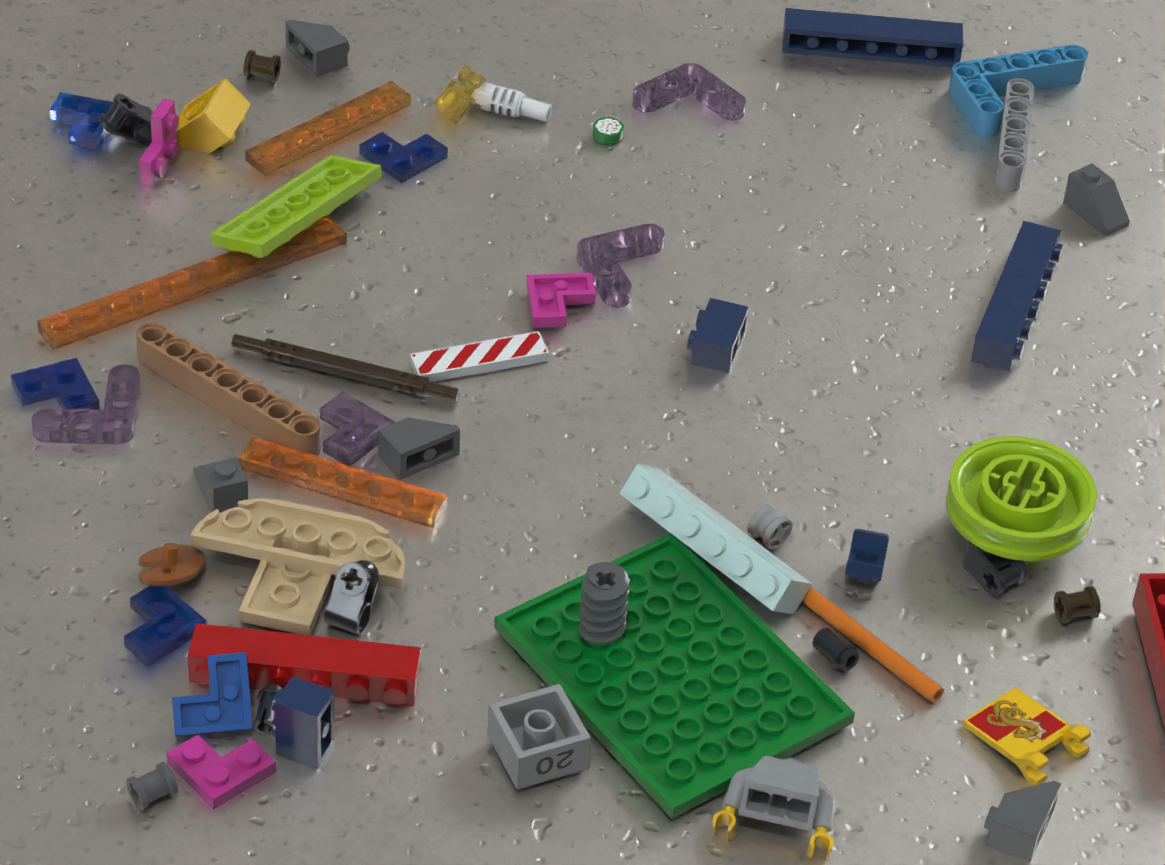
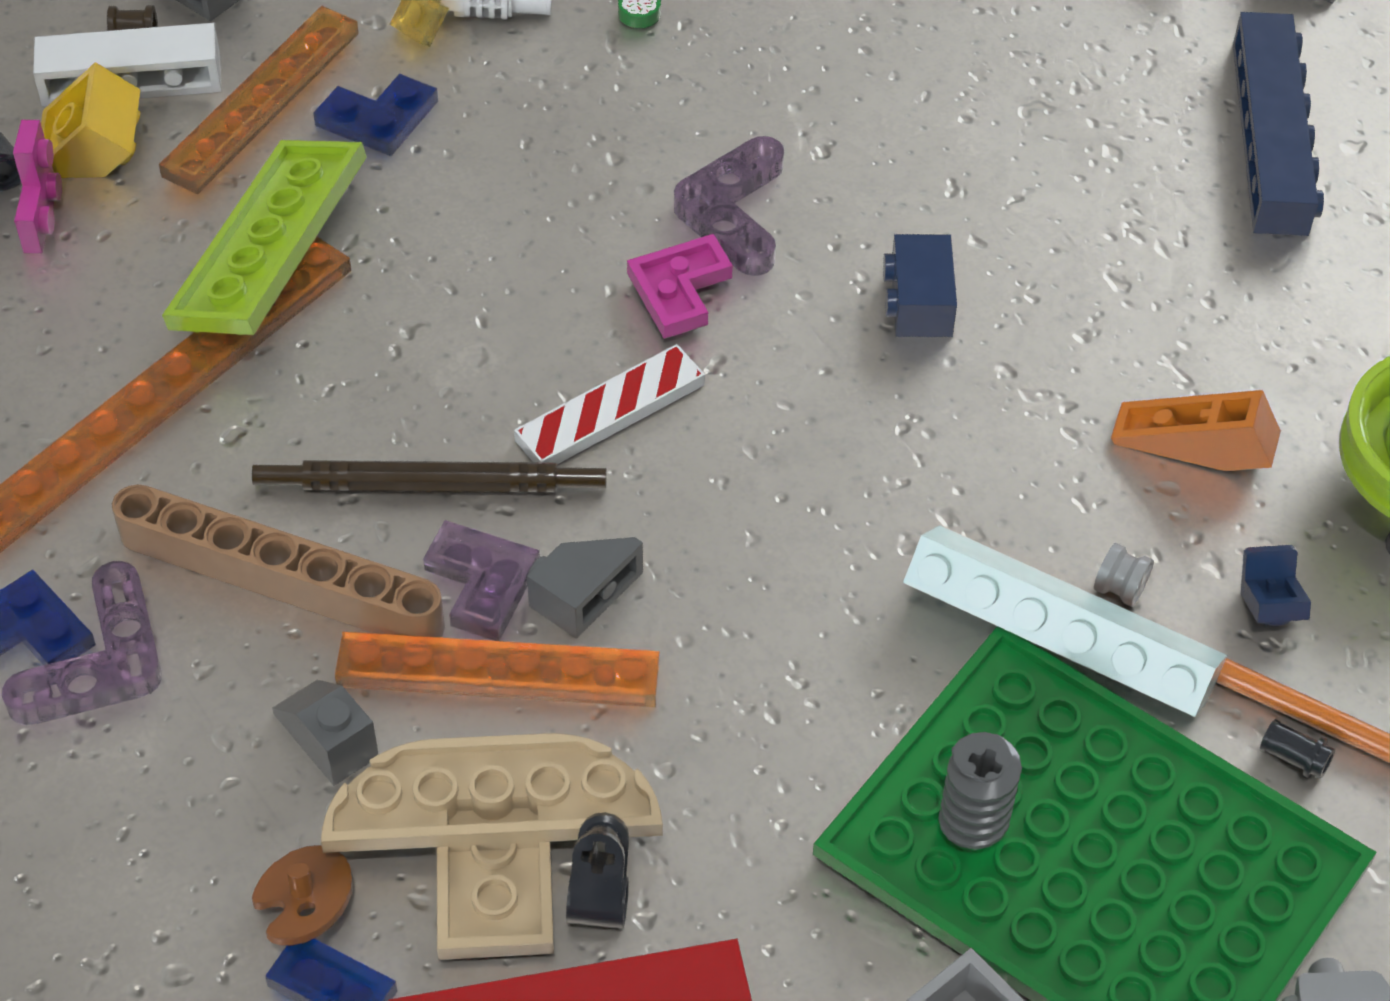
camera: 15 degrees left, 10 degrees up
(265, 88) = (152, 59): none -> white brick
(870, 461) = (1203, 430): none -> orange slope

